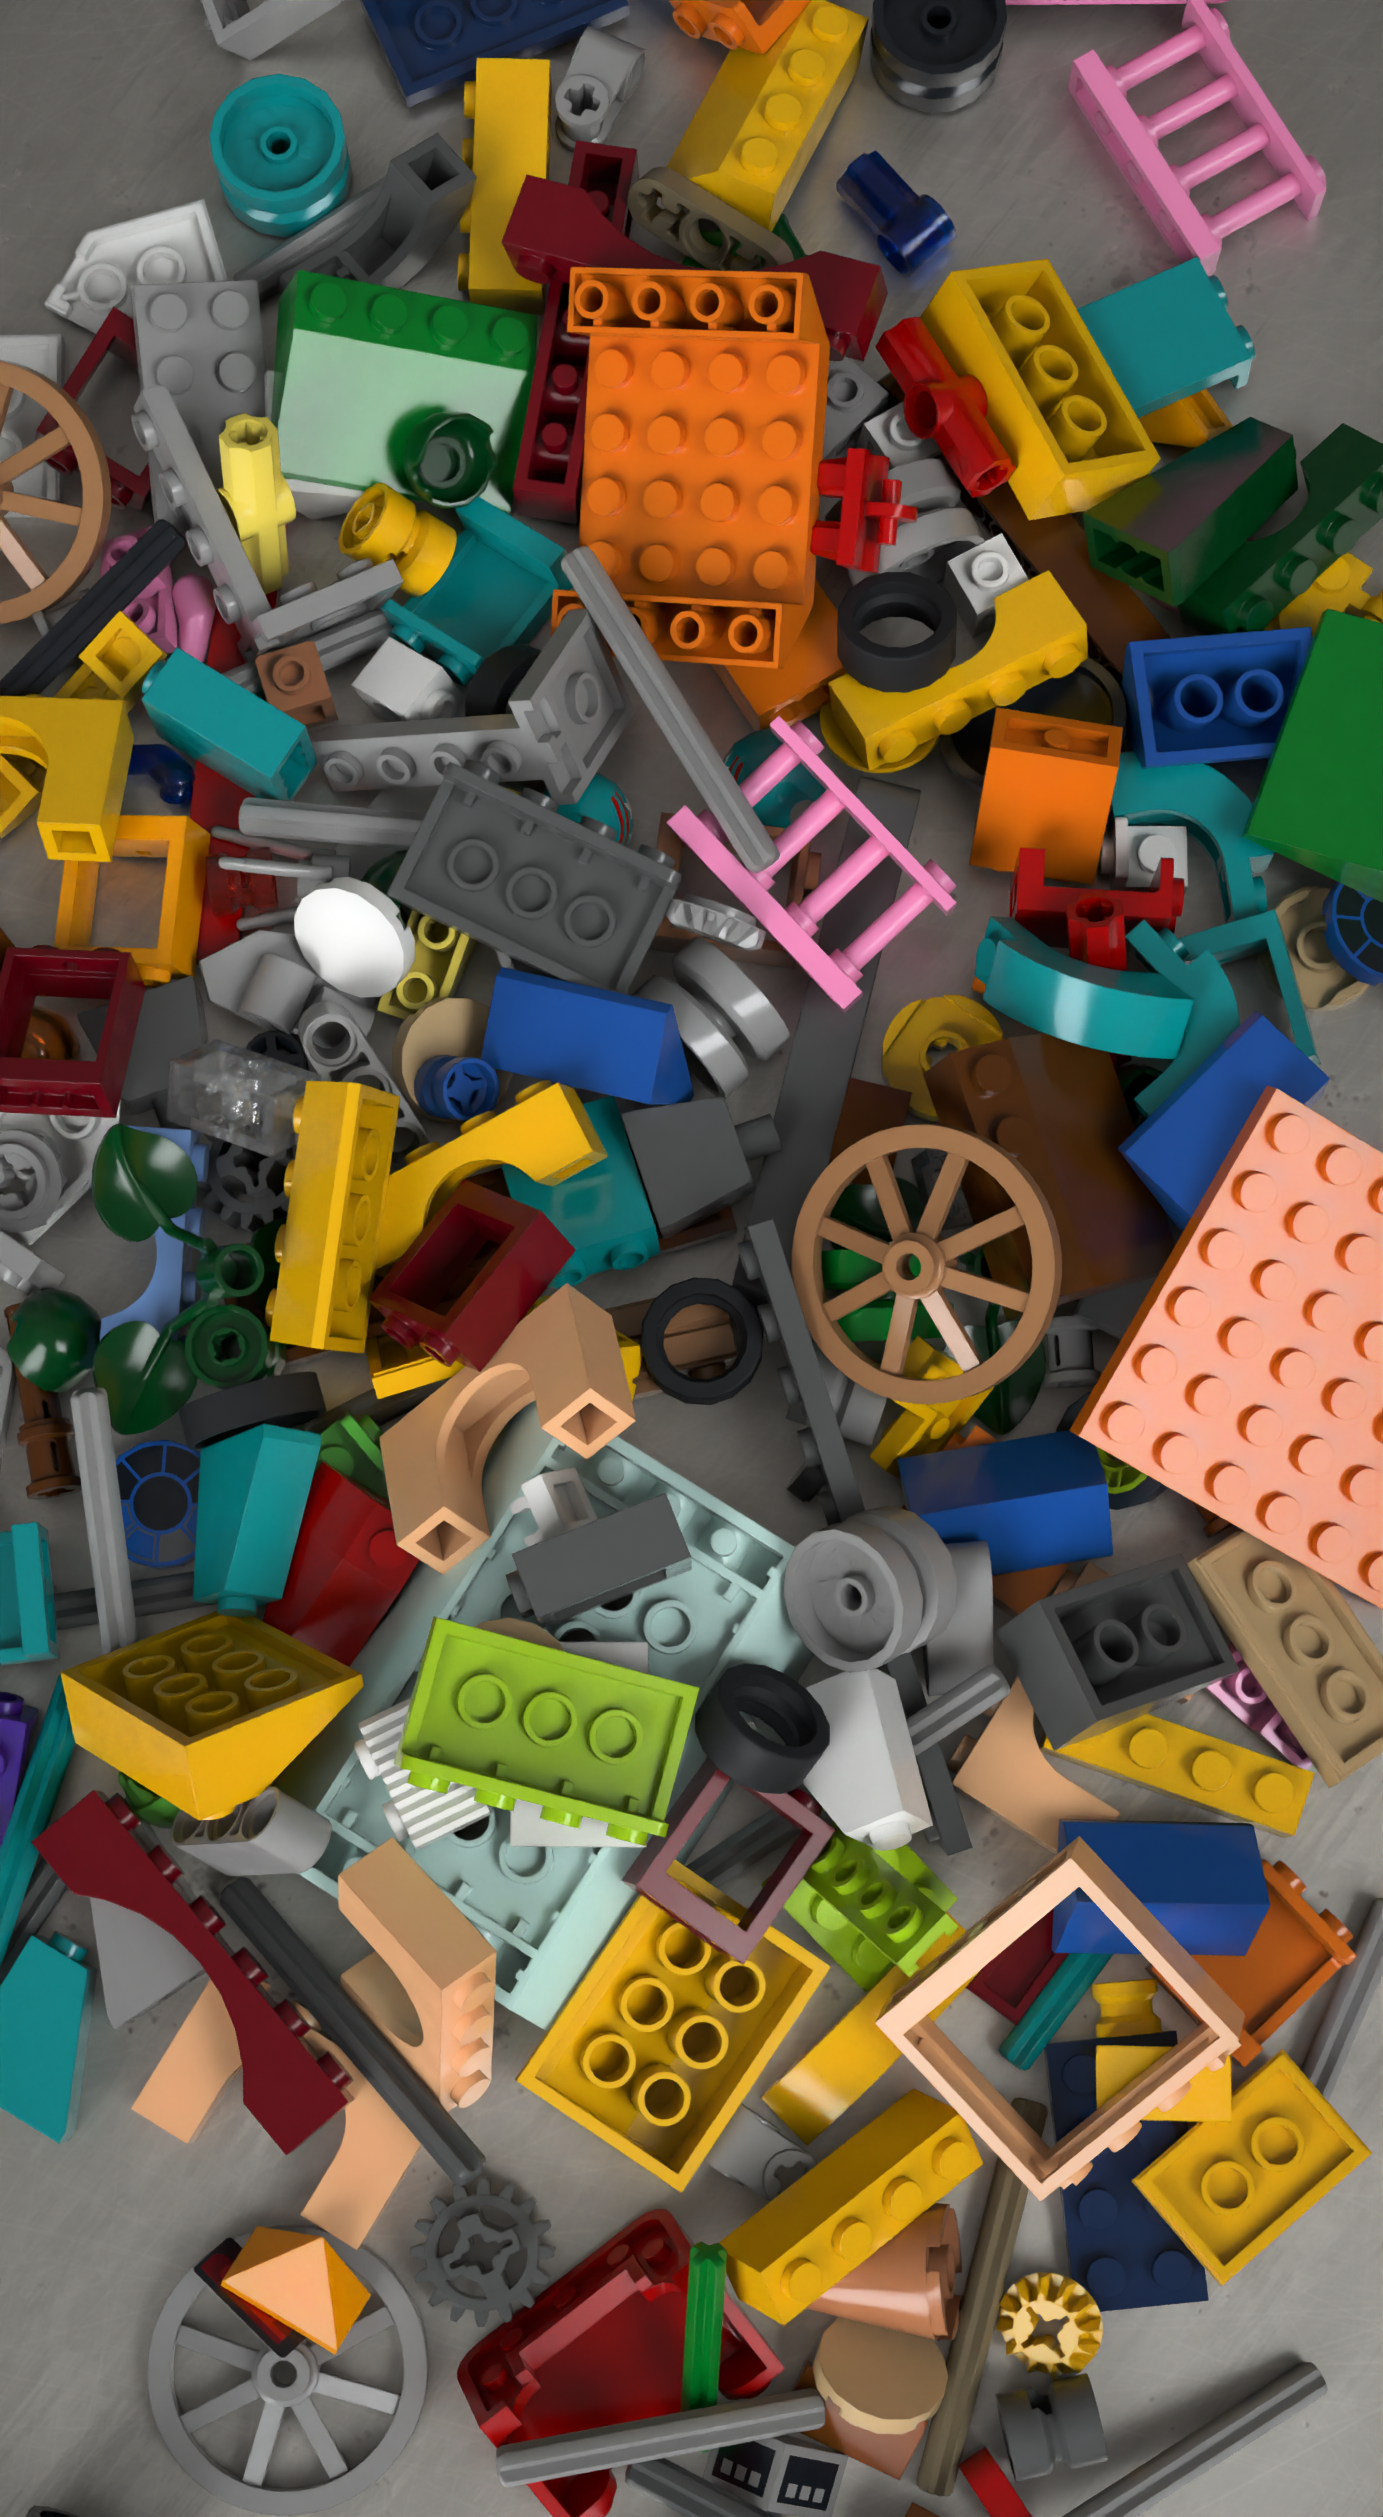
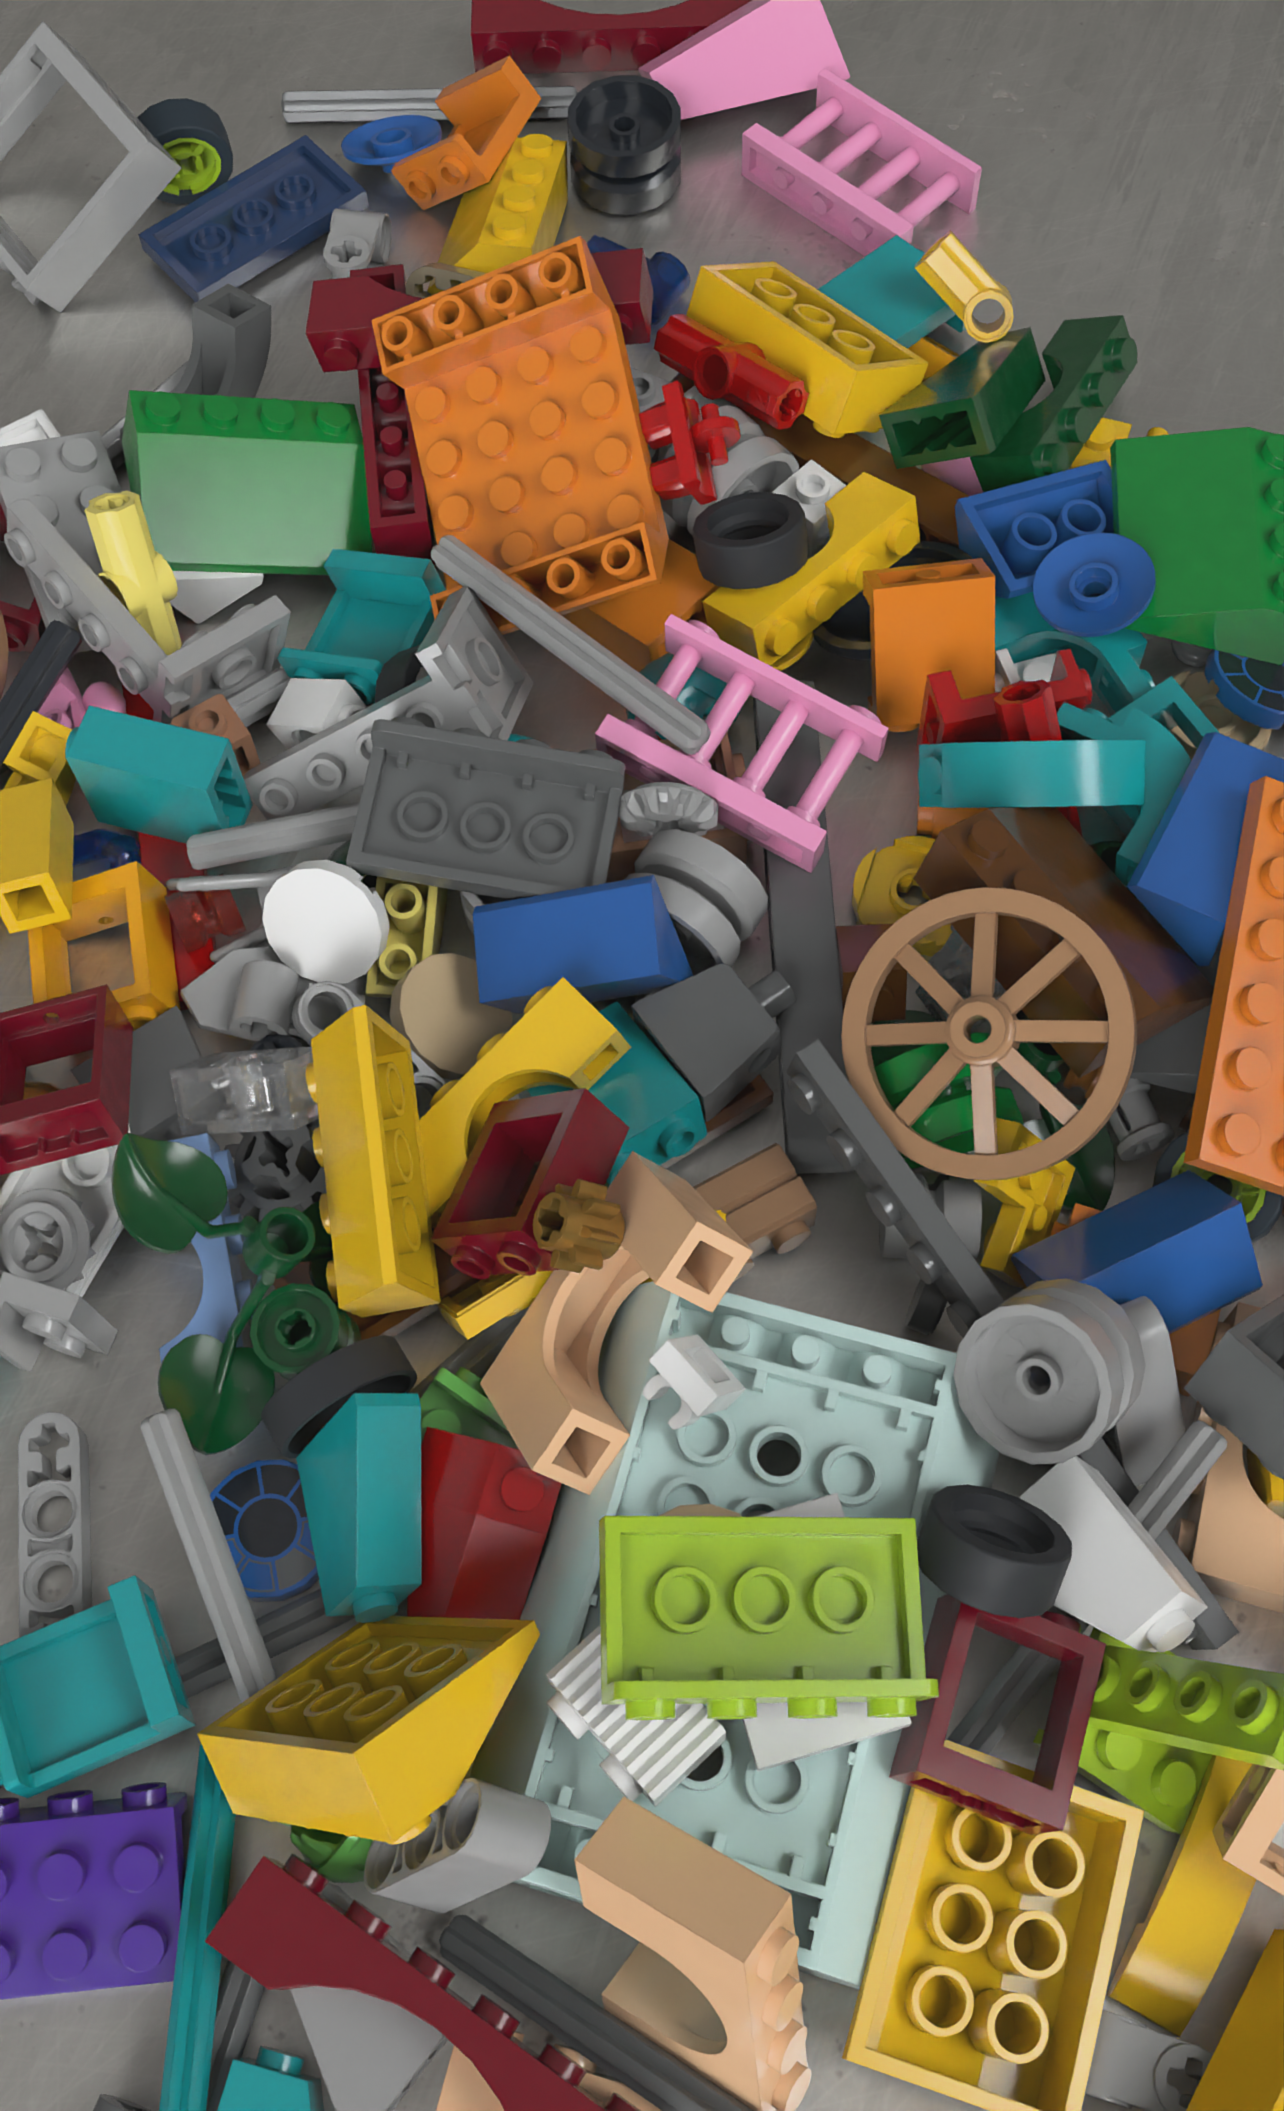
camera: 15 degrees left, 15 degrees down
(44, 1436) = (127, 1486): reddish brown pin -> none
(54, 1339) = (114, 1387): dark green hair -> none
(280, 154) = (96, 348): teal wheel -> none
(387, 527) = (305, 596): yellow wheel -> none
(449, 459) = (306, 515): dark green hair -> none
(469, 1093) = (460, 1028): blue wheel -> none
(495, 1346) = (578, 1226): none -> pearl gold gear
(510, 140) = (284, 280): yellow brick -> none
(599, 1562) = (762, 1412): dark grey window -> none
(708, 1292) = (788, 1146): black tyre -> none
(1224, 760) = (1090, 566): none -> blue dish
(1239, 370) = (963, 284): none -> yellow piece

